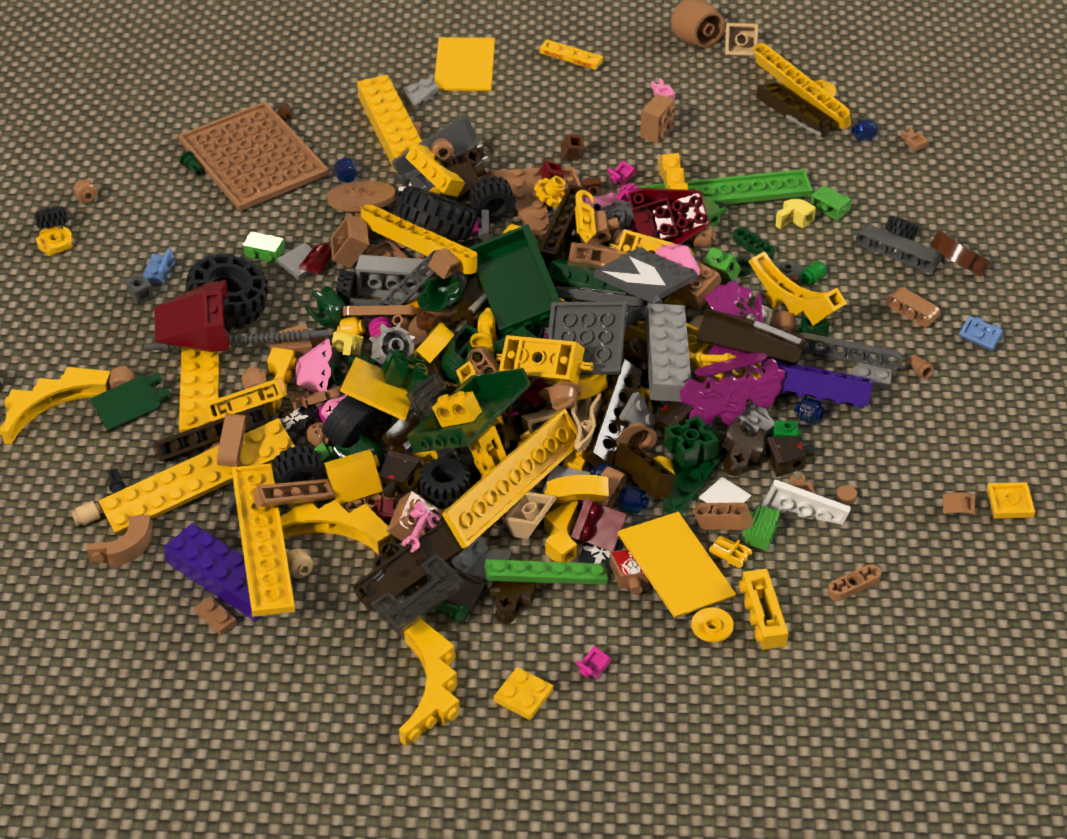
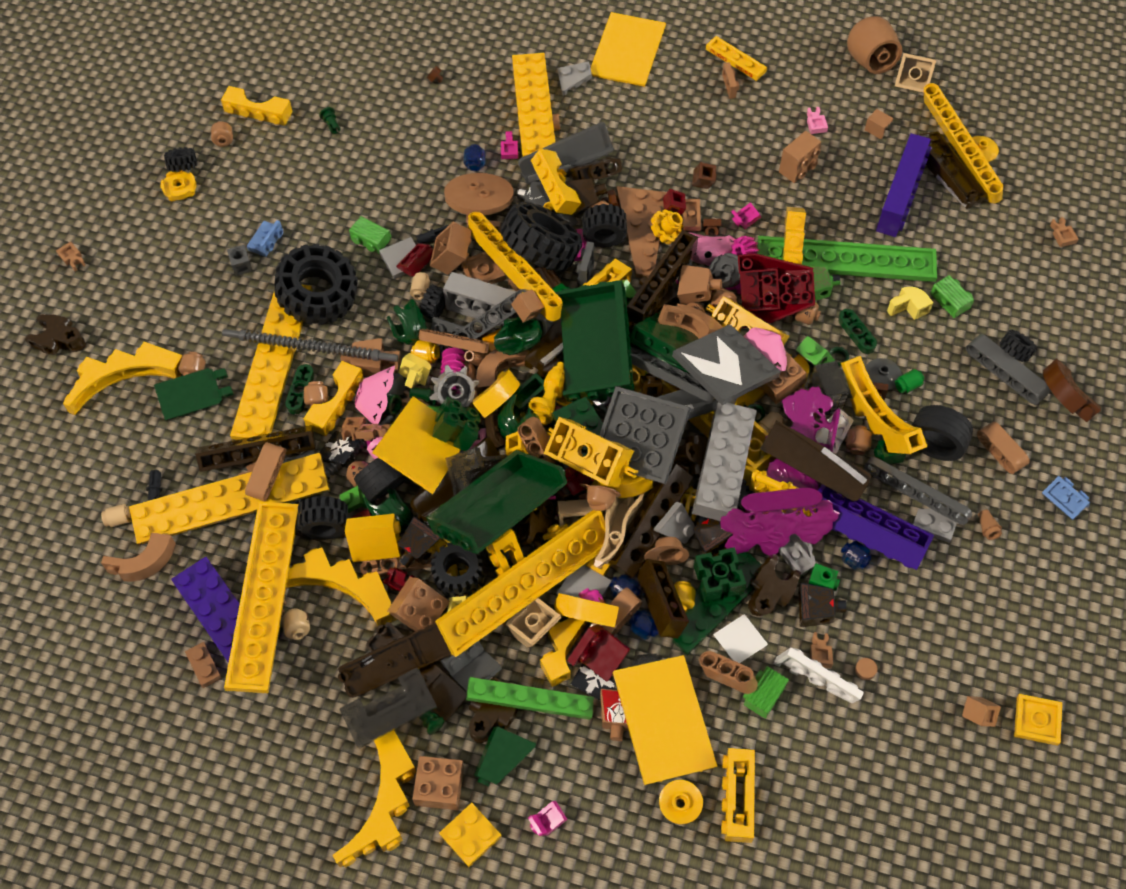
camera: 15 degrees right, 15 degrees up
(131, 165) = (275, 110): none -> yellow arch
(194, 319) = (271, 316): dark red wedge -> none
(232, 375) = (298, 381): none -> dark green beam
(246, 399) = (295, 421): yellow brick -> none
(253, 155) = (391, 122): medium nougat plate -> none
(293, 492) = (306, 548): medium nougat brick -> none
(323, 238) = (429, 236): none -> black axle
(327, 277) = (419, 285): none -> tan brick
(377, 157) = (509, 148): none -> dark pink plate
(425, 320) = (496, 362): reddish brown tile -> none
(425, 519) = (424, 612): bright pink bar -> none
(439, 145) = (570, 157): medium nougat head -> none
(456, 408) = (484, 498): yellow brick -> none
(480, 657) = (438, 783): none -> medium nougat brick
(532, 621) = (501, 755): none -> dark green slope
(571, 72) = (729, 79): none -> medium nougat plate
(585, 216) = (687, 273): yellow plate -> none
(720, 83) = (877, 123): none -> medium nougat panel
(730, 551) = (723, 711): yellow arm -> none
(744, 277) = (831, 383): none -> clear smoke brick
(760, 124) = (904, 185): none -> dark purple brick
(861, 575) = (860, 784): medium nougat beam -> none
(862, 285) = (944, 431): none -> black tyre
(864, 130) = (1013, 211): clear blue head -> none

